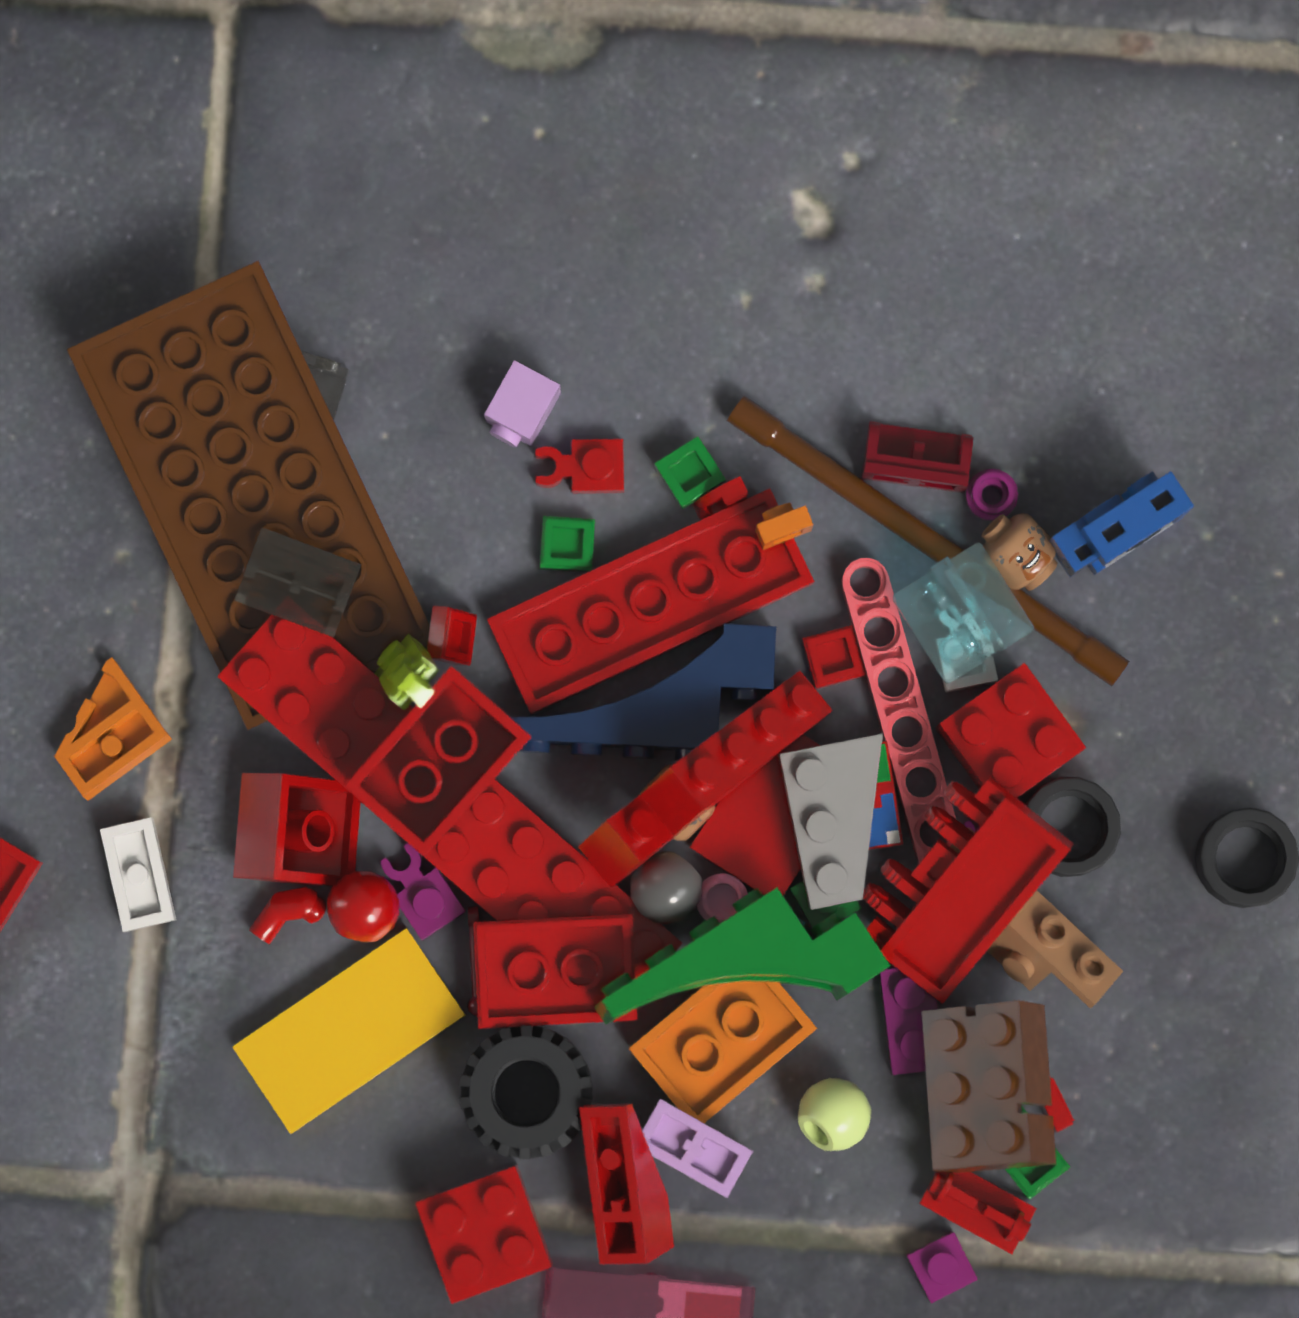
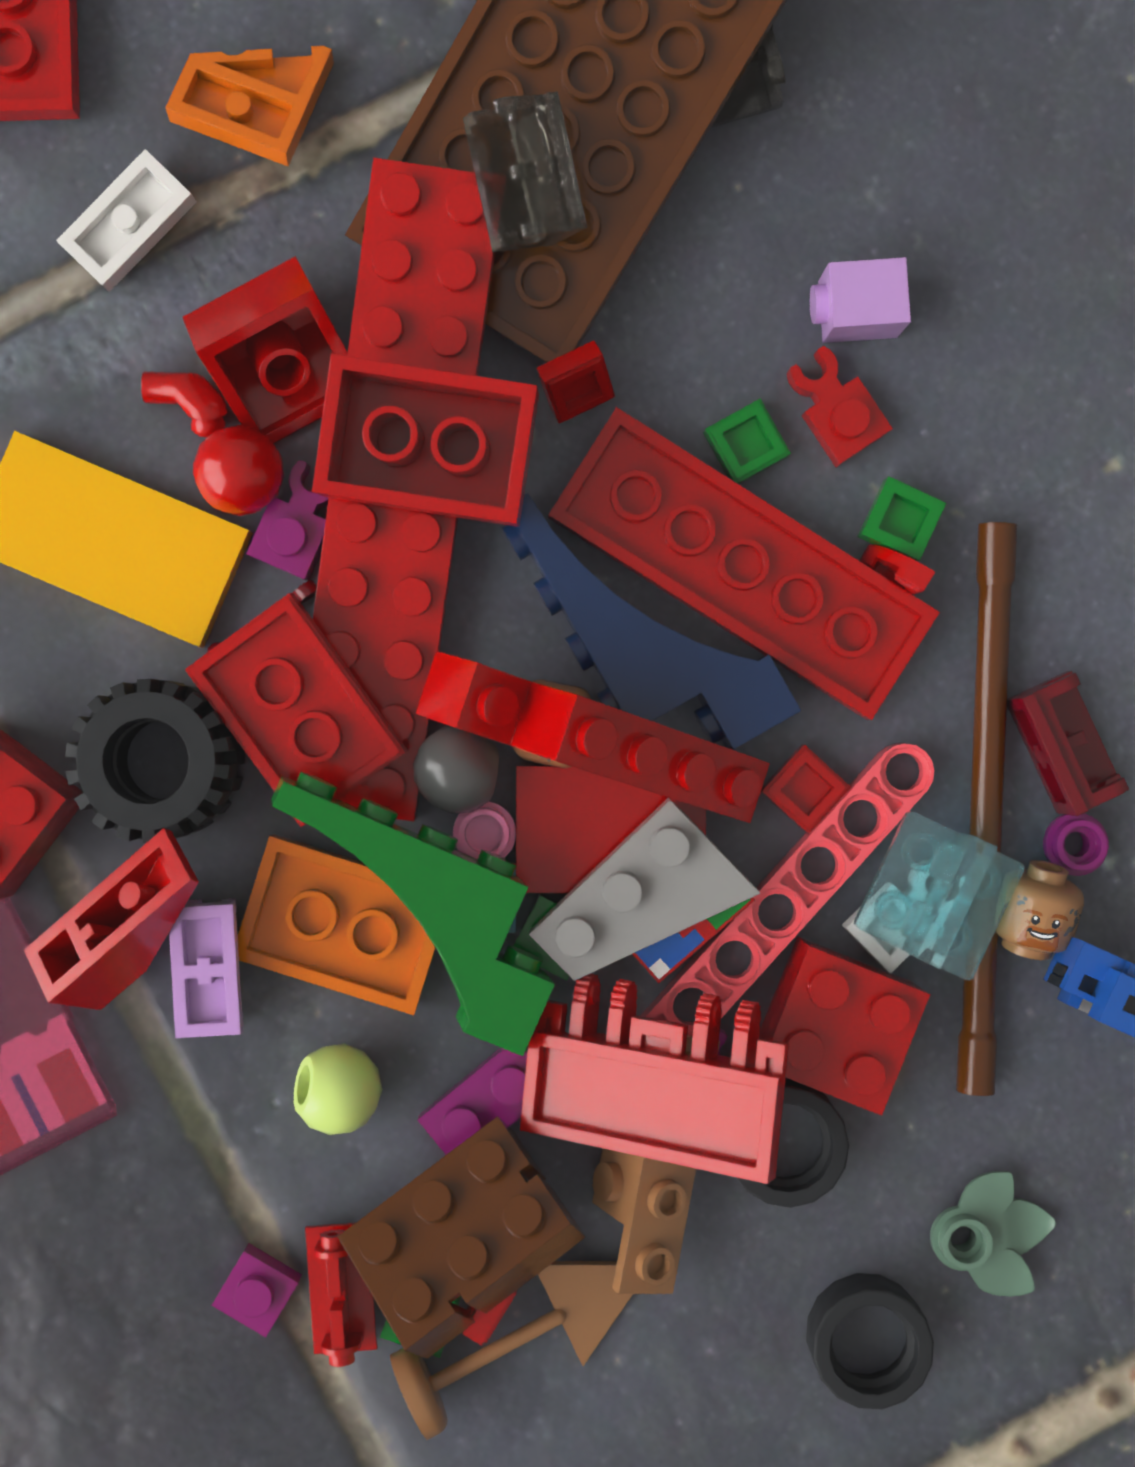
camera: 60 degrees right, 5 degrees up
(406, 672) = (503, 350): lime hinge -> none
(783, 524) = (913, 650): orange plate -> none
(1098, 1041) = (581, 1303): none -> medium nougat piece
(1233, 720) = (999, 1234): none -> sand green plate

